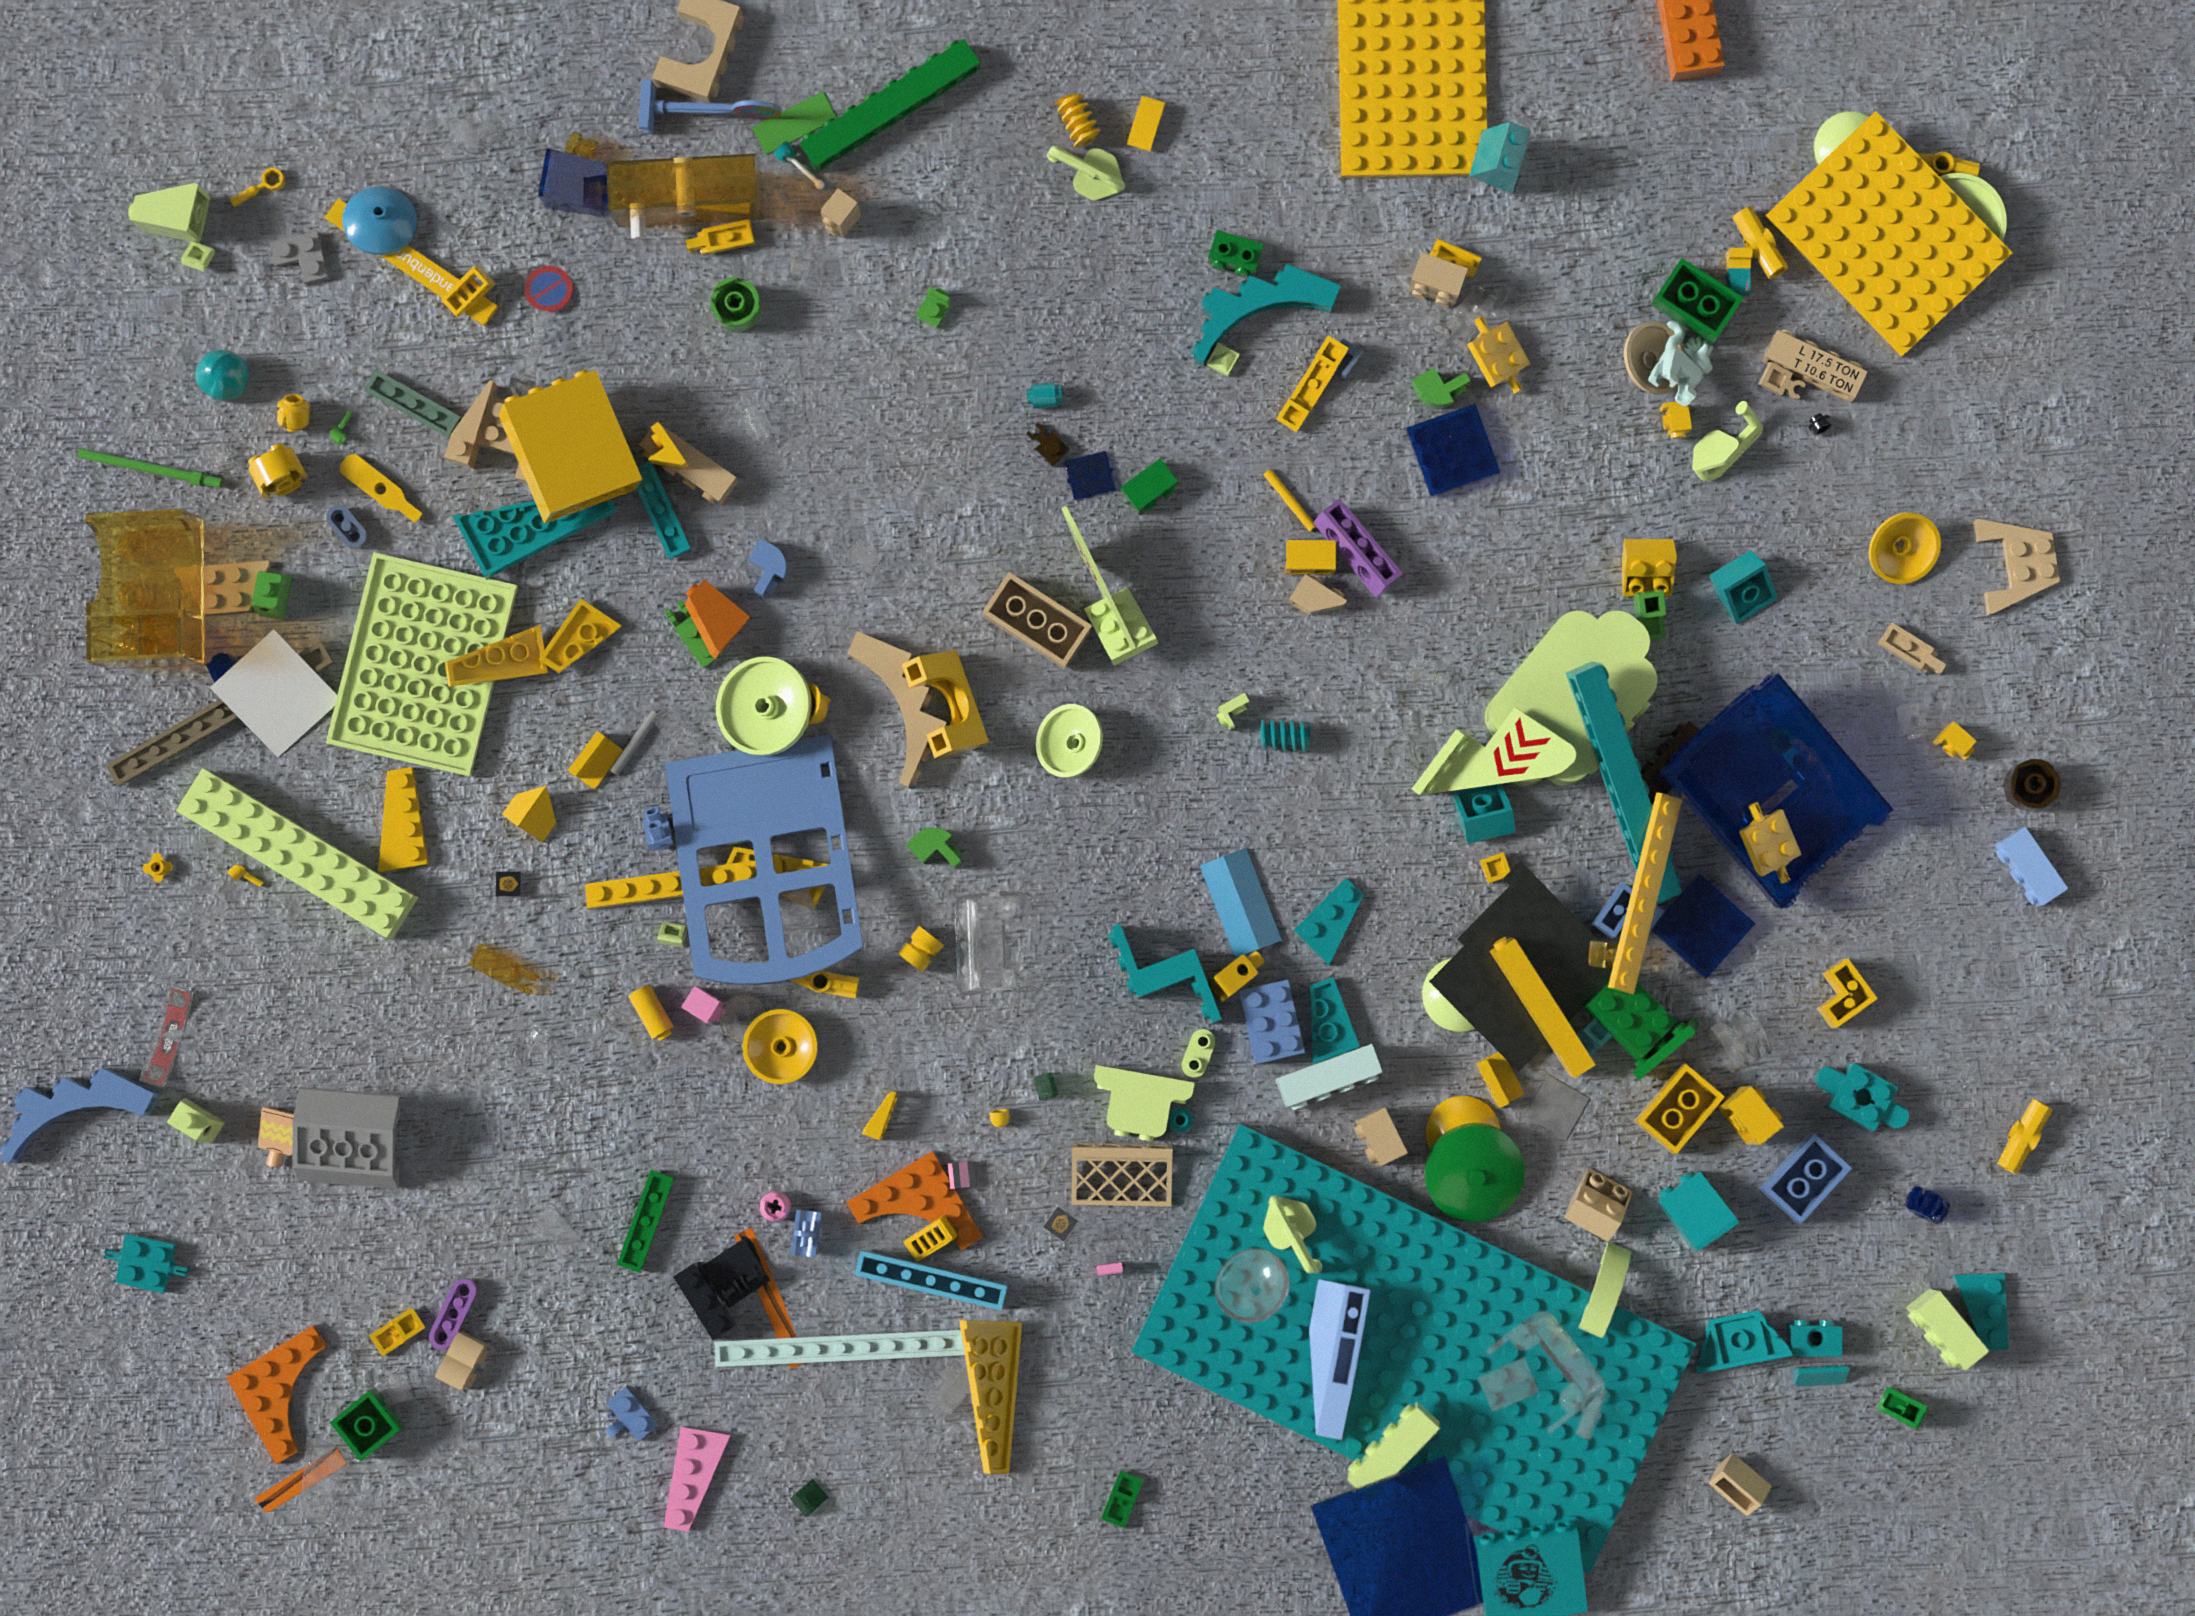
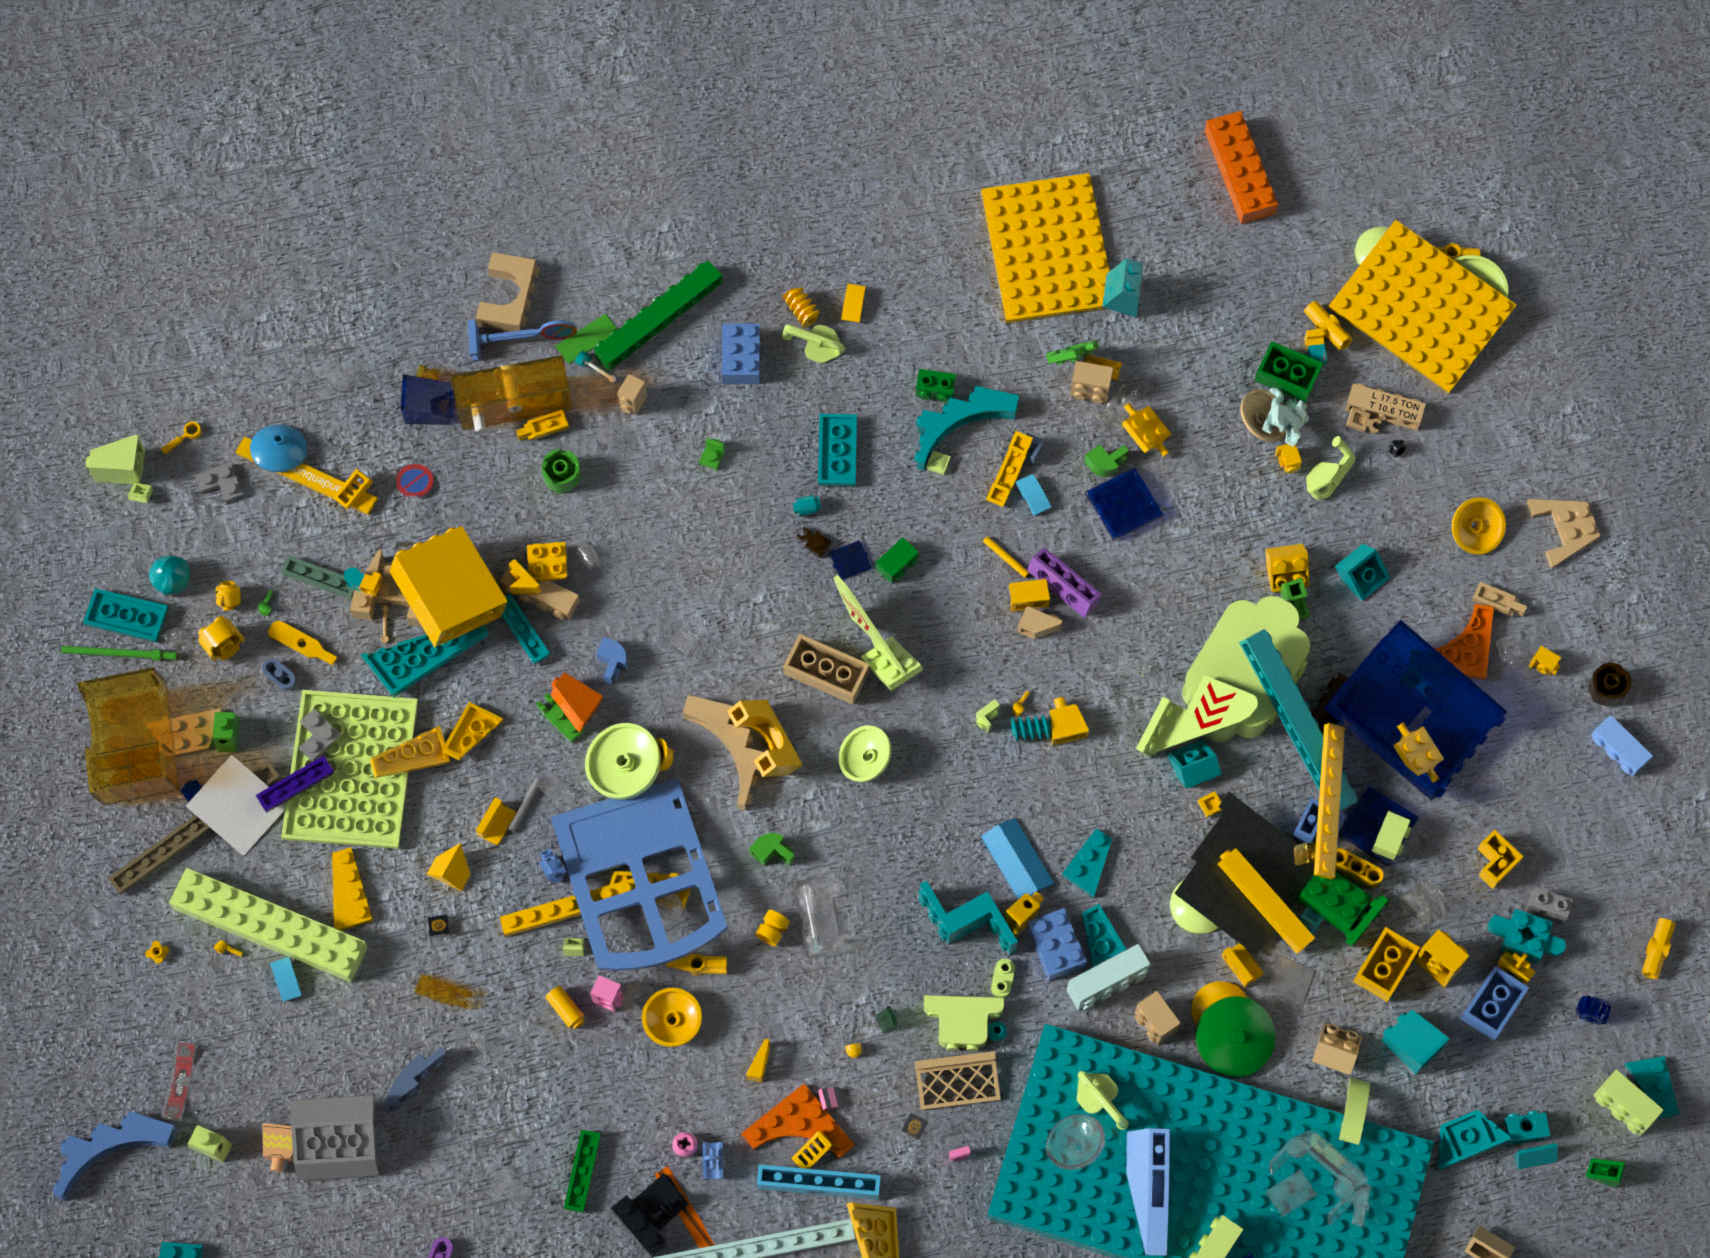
camera: 15 degrees left, 15 degrees down
(162, 420) = (125, 615): none -> teal plate
(311, 925) = (286, 979): none -> medium azure slope
(349, 677) = (295, 784): none -> dark purple plate
(392, 617) = (322, 735): none -> light grey plate
(445, 1079) = (406, 1083): none -> sand blue slope
(457, 421) = (363, 582): none -> leg
(486, 497) = (385, 639): none -> tan hinge
(702, 426) = (547, 561): none -> yellow bracket
(989, 174) = (740, 353): none -> medium blue brick
(1095, 324) = (837, 450): none -> teal plate
(1272, 704) = (1017, 708): none -> yellow hand
(1330, 734) = (1066, 723): none -> yellow torso
(1338, 421) = (1033, 493): none -> medium azure slope
(1419, 236) = (1072, 352): none -> bright green plate
(1674, 983) = (1365, 869): none -> yellow beam
(1716, 945) = (1391, 835): none -> yellowish green brick
(1841, 1134) = (1517, 966): none -> yellow hips
(1860, 714) = (1471, 648): none -> orange plate
(1898, 1061) = (1549, 905): none -> light grey brick

